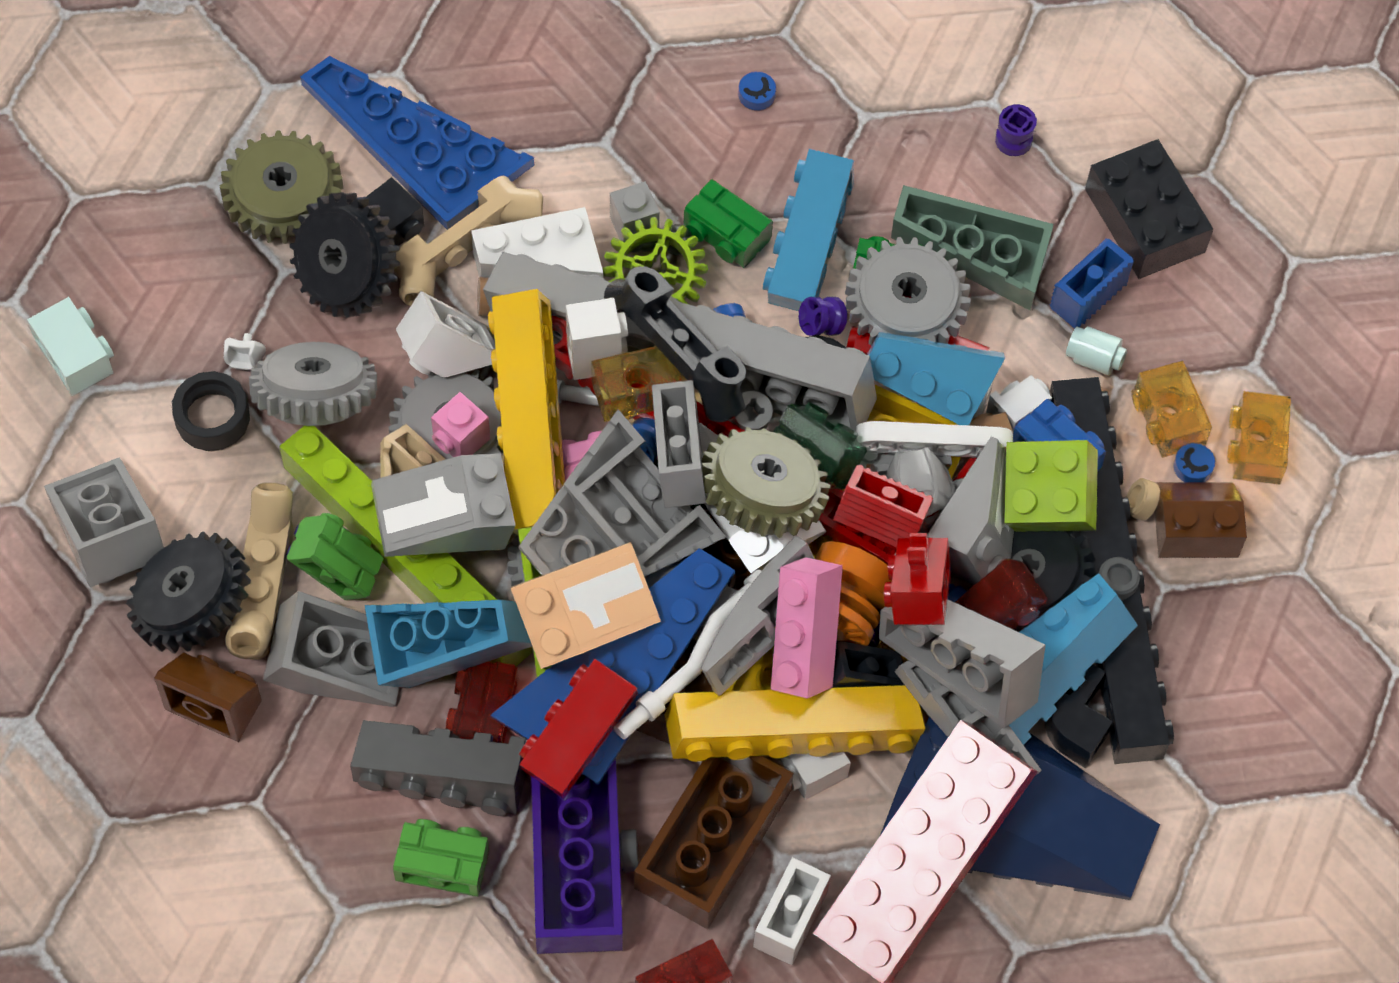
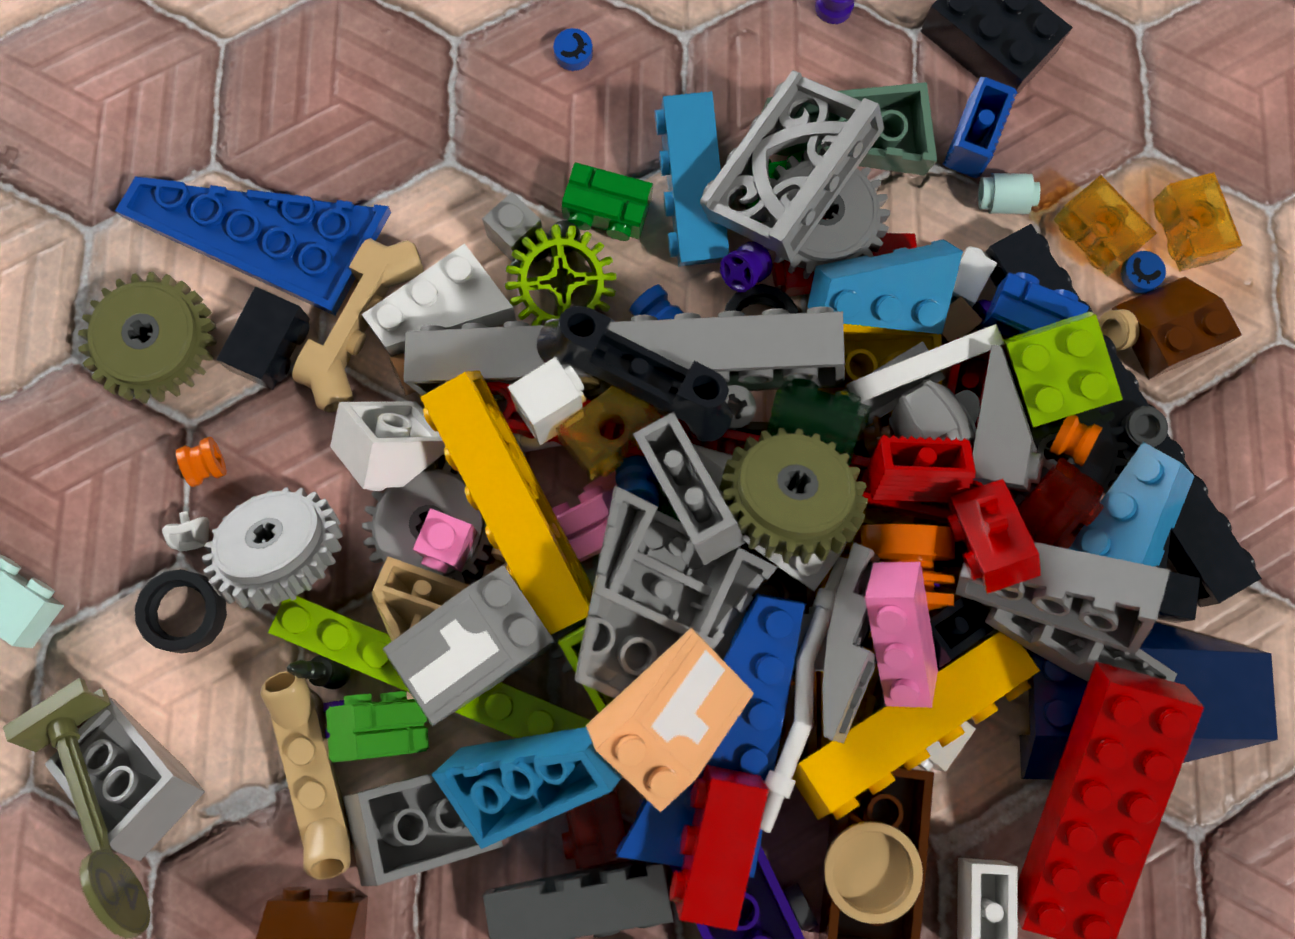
camera: 25 degrees left, 15 degrees up
(73, 453) = (105, 878): none -> olive piece
(188, 592) = (244, 831): black gear -> none
(281, 300) = (201, 462): none -> orange wheel
(307, 498) = (321, 672): none -> pearl dark grey bar
(344, 254) = (243, 392): black gear -> none
(700, 818) = (873, 872): none -> tan piece
(888, 272) = (777, 131): none -> light grey fence
(1041, 552) = (1075, 439): none -> orange wheel

